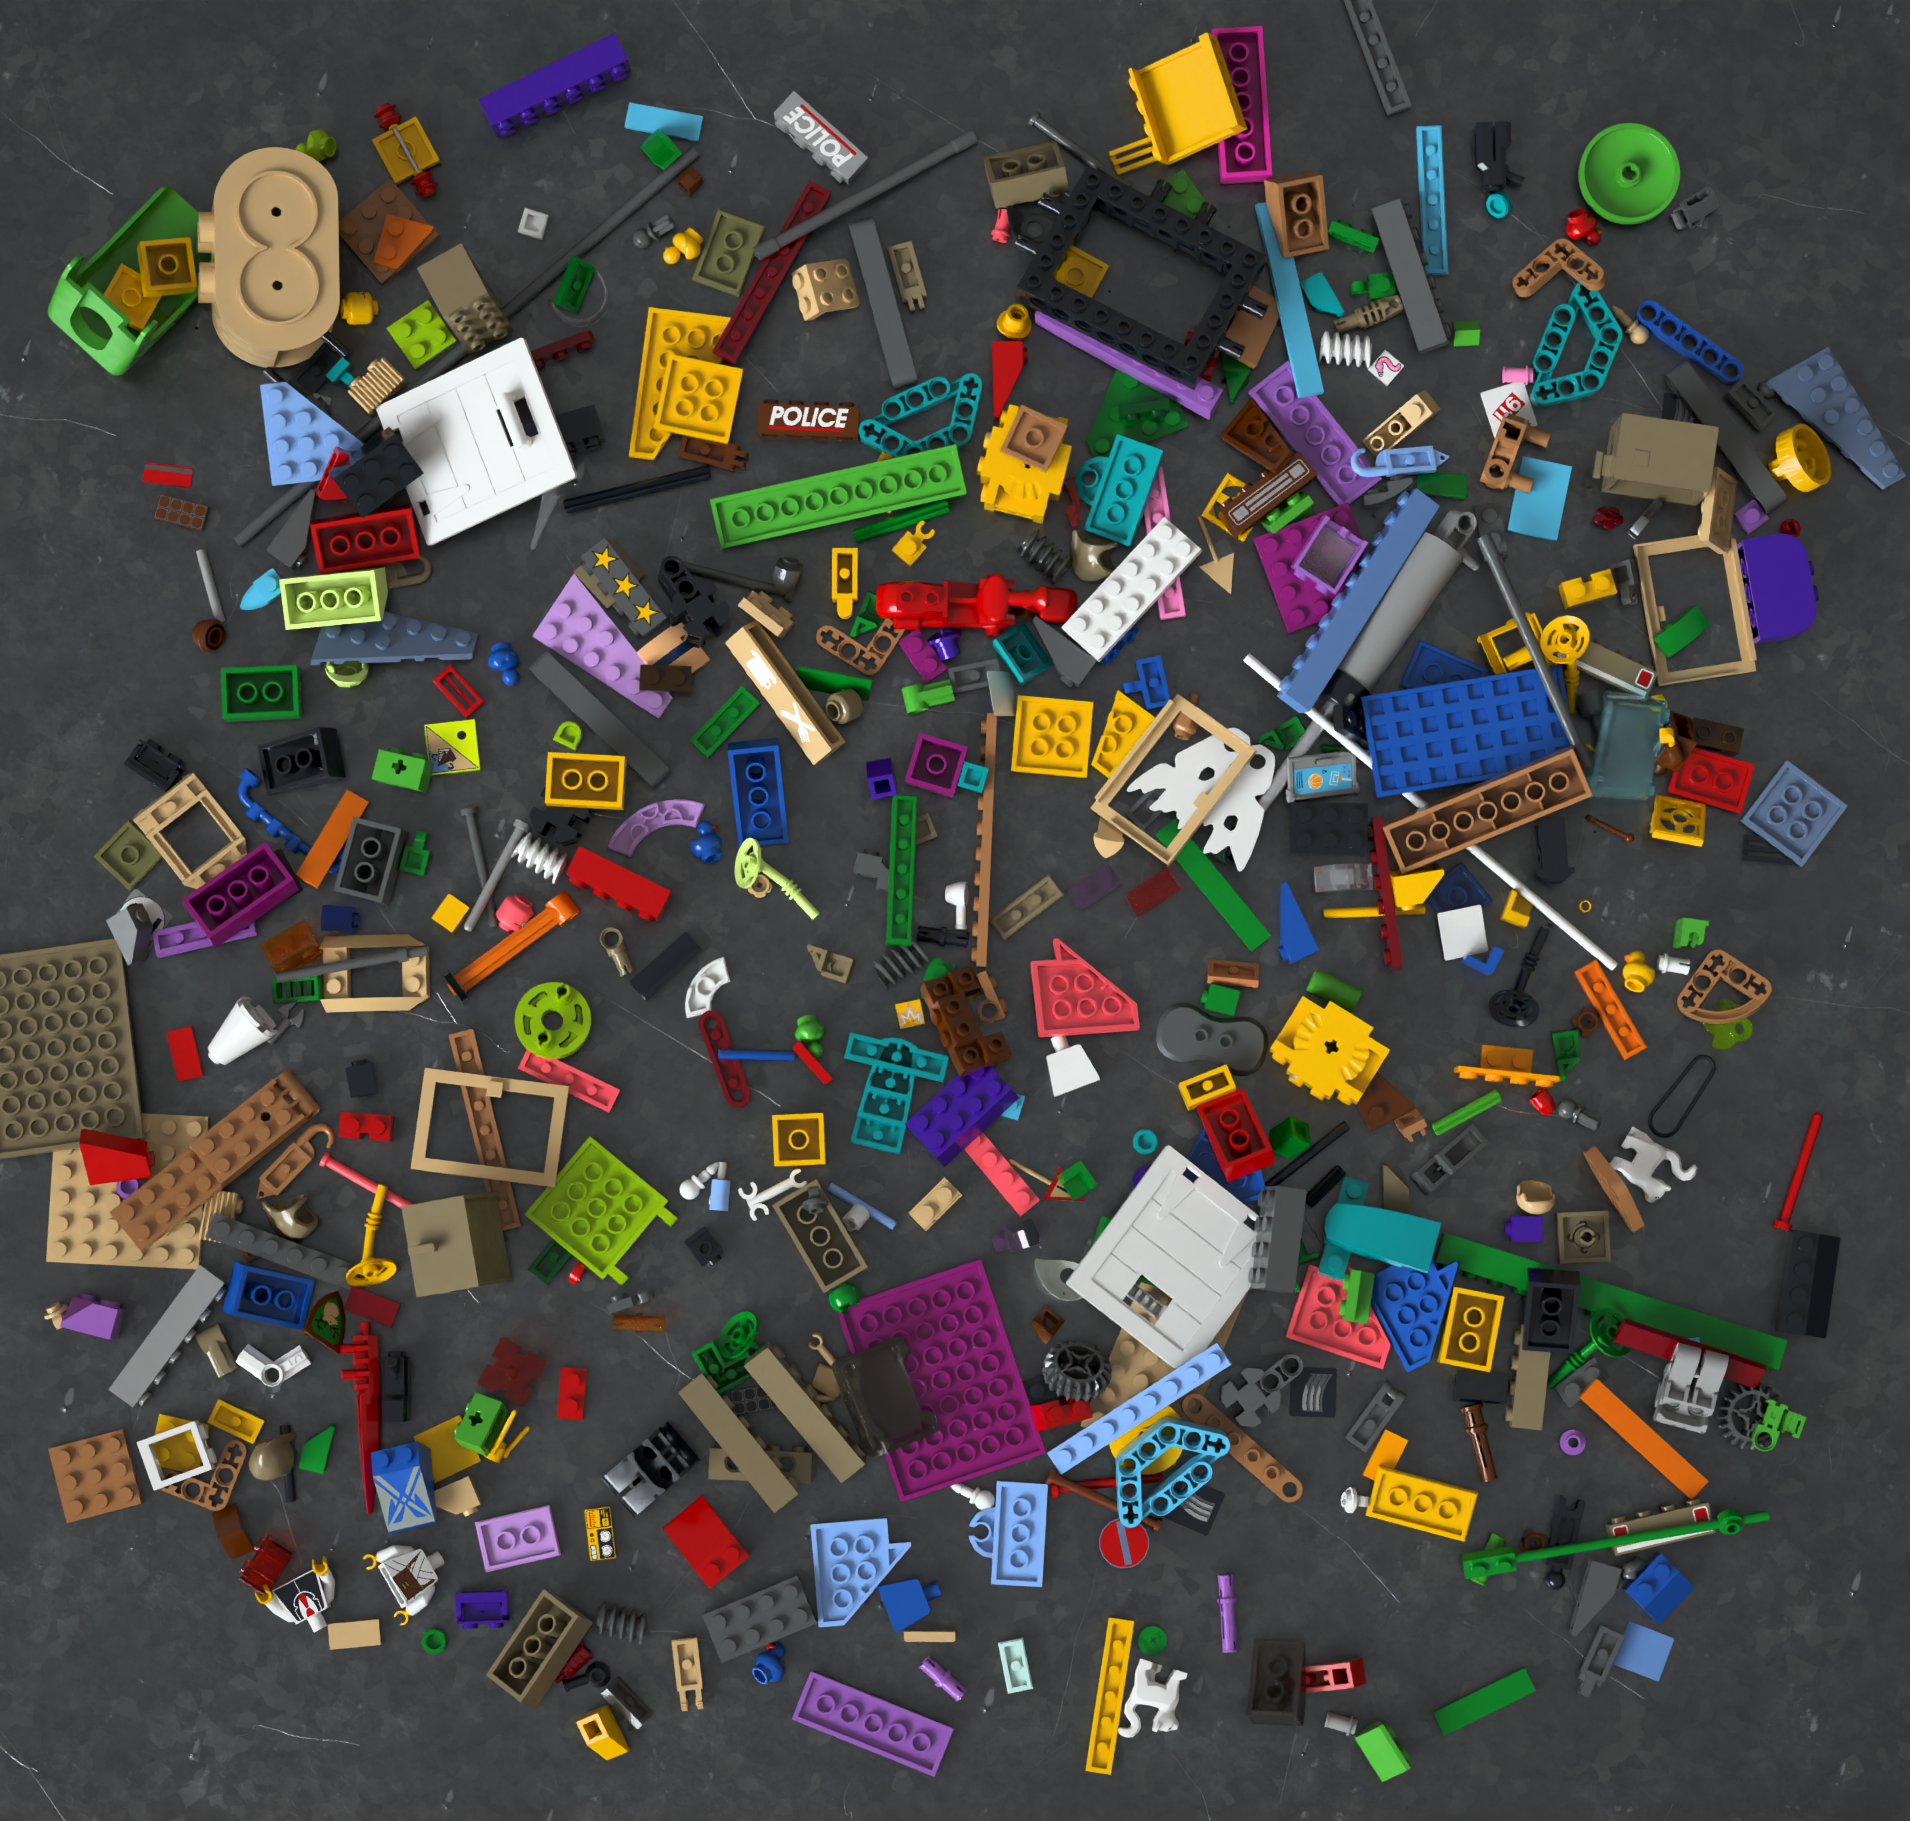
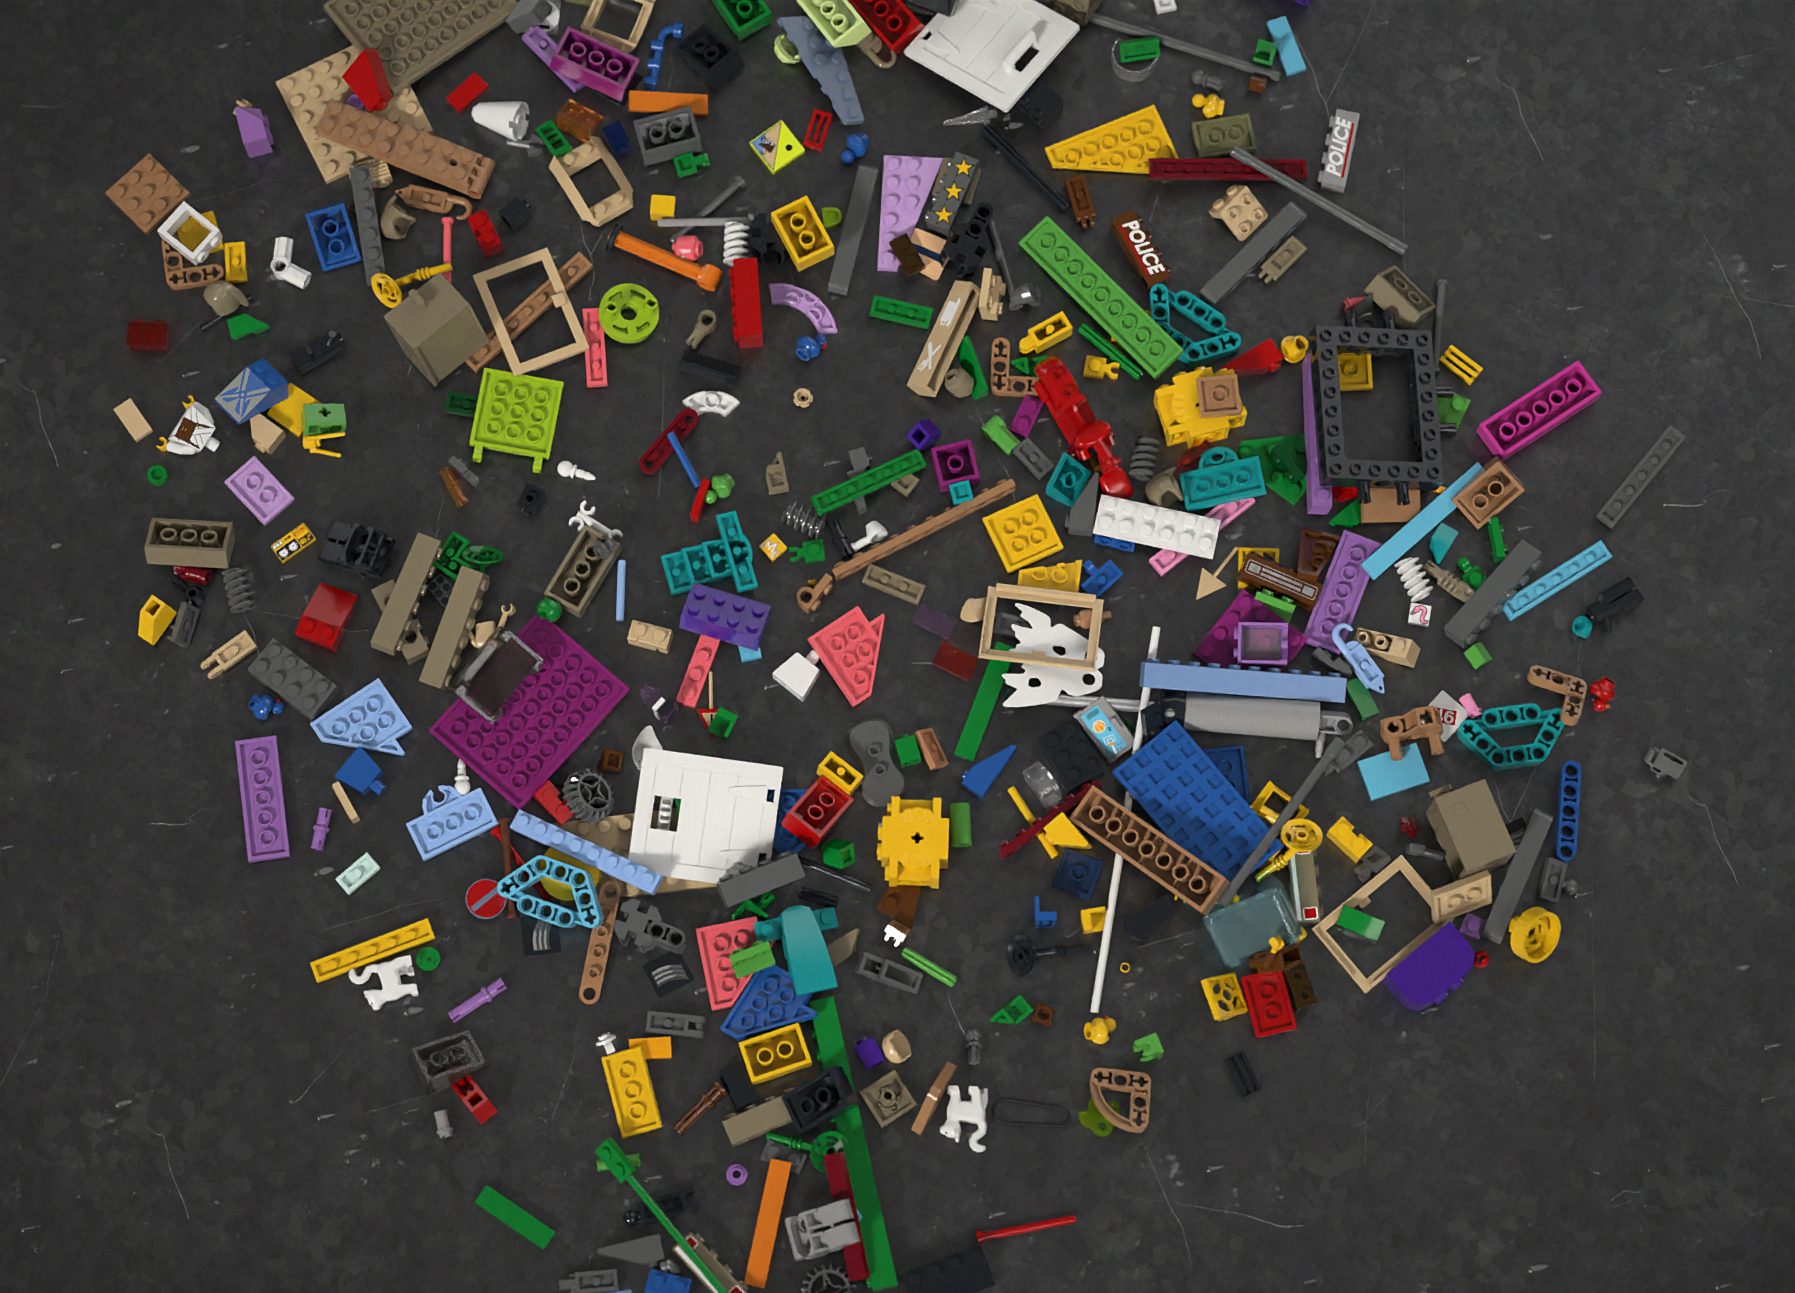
camera: 60 degrees right, 10 degrees down
(168, 1336) = (268, 186): light grey brick -> none
(215, 1344) = (280, 219): dark tan piece -> none
(232, 1531) = (158, 301): reddish brown slope -> none
(303, 1596) = (139, 370): torso -> none
(327, 1321) = (337, 281): shield -> none
(367, 1381) = (313, 329): red piece -> none
(372, 1306) = (364, 307): dark red tile -> none
(389, 765) = (741, 121): bright green brick -> none
(401, 955) = (614, 188): dark grey bar -> none
(482, 1607) = (198, 493): dark purple hinge -> none
(513, 1371) = (372, 421): clear red brick -> none
(560, 349) = (1088, 63): dark red plate -> none
(572, 1393) = (380, 470): red plate -> none
(577, 1273) = (464, 426): red tile -> none
(698, 399) = (1110, 169): yellow plate -> none
(720, 1190) = (576, 489): light blue piece -> none
(754, 864) = (813, 382): yellowish green dish -> none
(758, 791) = (866, 360): blue slope -> none
(799, 1139) = (641, 519): yellow brick -> none
(855, 1217) = (609, 589): white hose -> none
(946, 642) = (1044, 426): dark purple piece -> none
(958, 1025) = (783, 577): reddish brown bracket -> none
(1002, 693) = (1031, 480): white sticker -> none
(1145, 1141) = (778, 756): teal tile -> none
(1187, 101) = (1518, 372): yellow panel -> none
(1285, 735) = (1118, 689): green slope -> none
(1382, 1751) = (439, 1162): bright green slope -> none
(1462, 932) = (1055, 890): white sticker -> none
(1506, 1062) = (980, 975): light orange bracket -> none
(1530, 1536) = (652, 1183): reddish brown plate -> none
(1543, 1101) = (967, 1016): red hose -> none
(1610, 1009) = (1061, 1026): orange tile -> none
(1629, 173) = (1660, 701): bright green dish -> none
(1629, 837) = (1192, 971): reddish brown hinge -> none
(1637, 332) = (1553, 773): tan bar -> none
(1672, 964) = (1120, 1052): white pin -> none
(1794, 813) = (1279, 1076): sand blue plate -> none
(1836, 412) = (1585, 938): sand blue wing -> none

